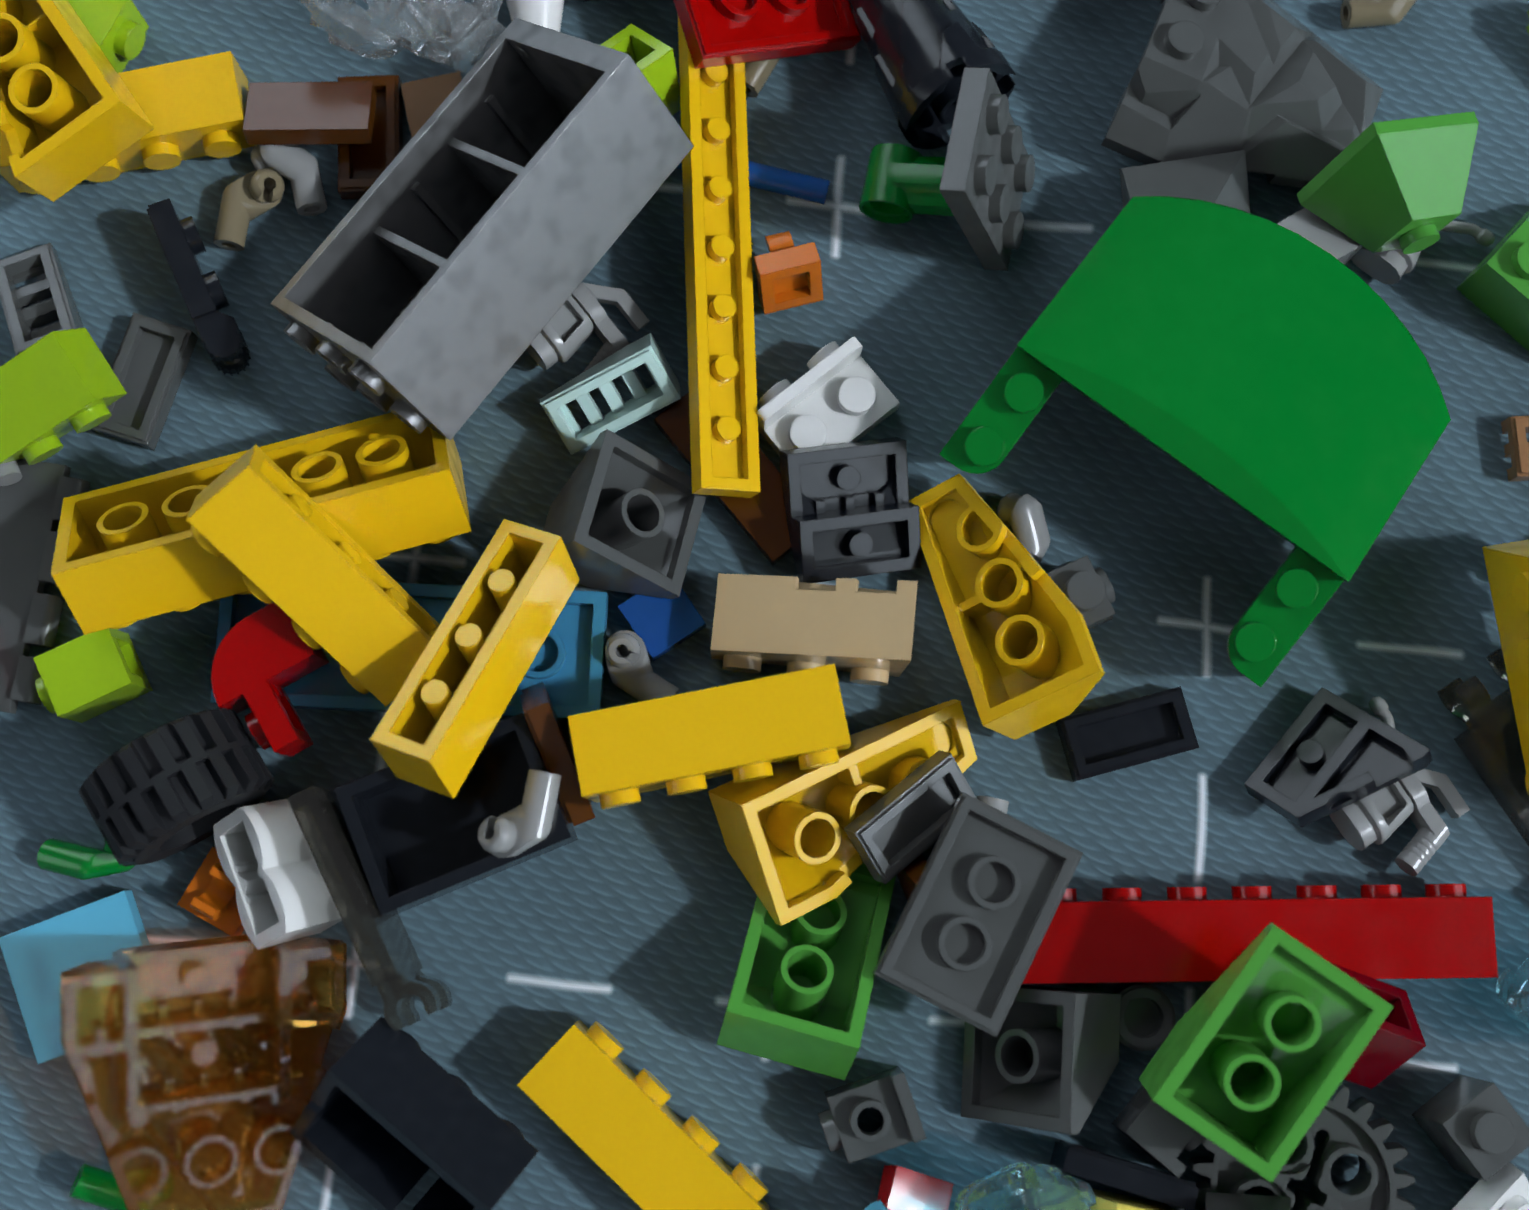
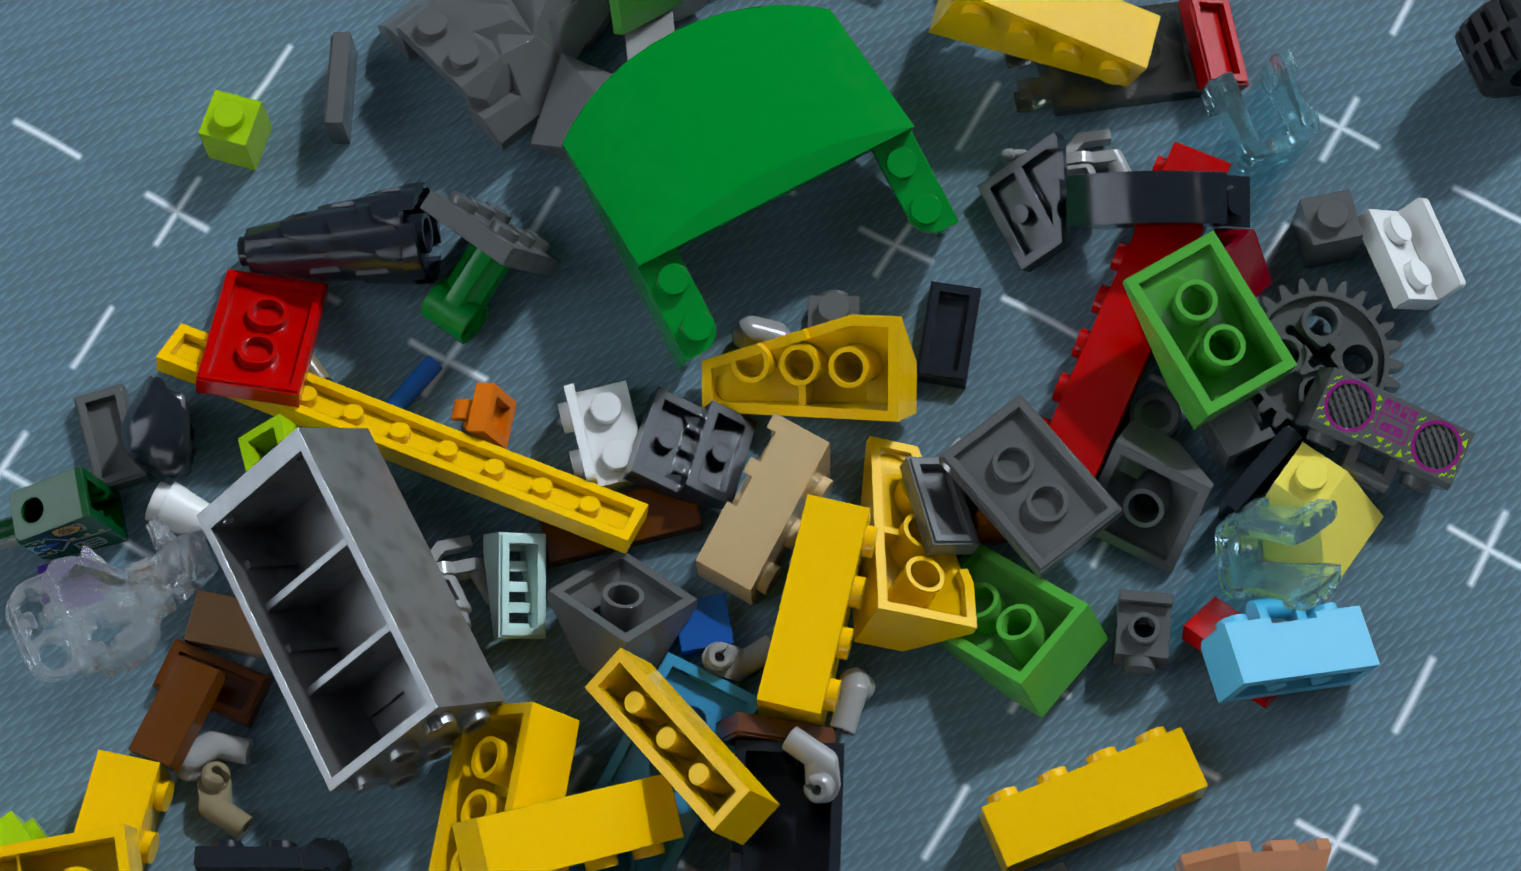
camera: 55 degrees left, 10 degrees down
(654, 815) = (854, 692): none -> light grey arm
(1404, 911) = (1157, 199): none -> black arch

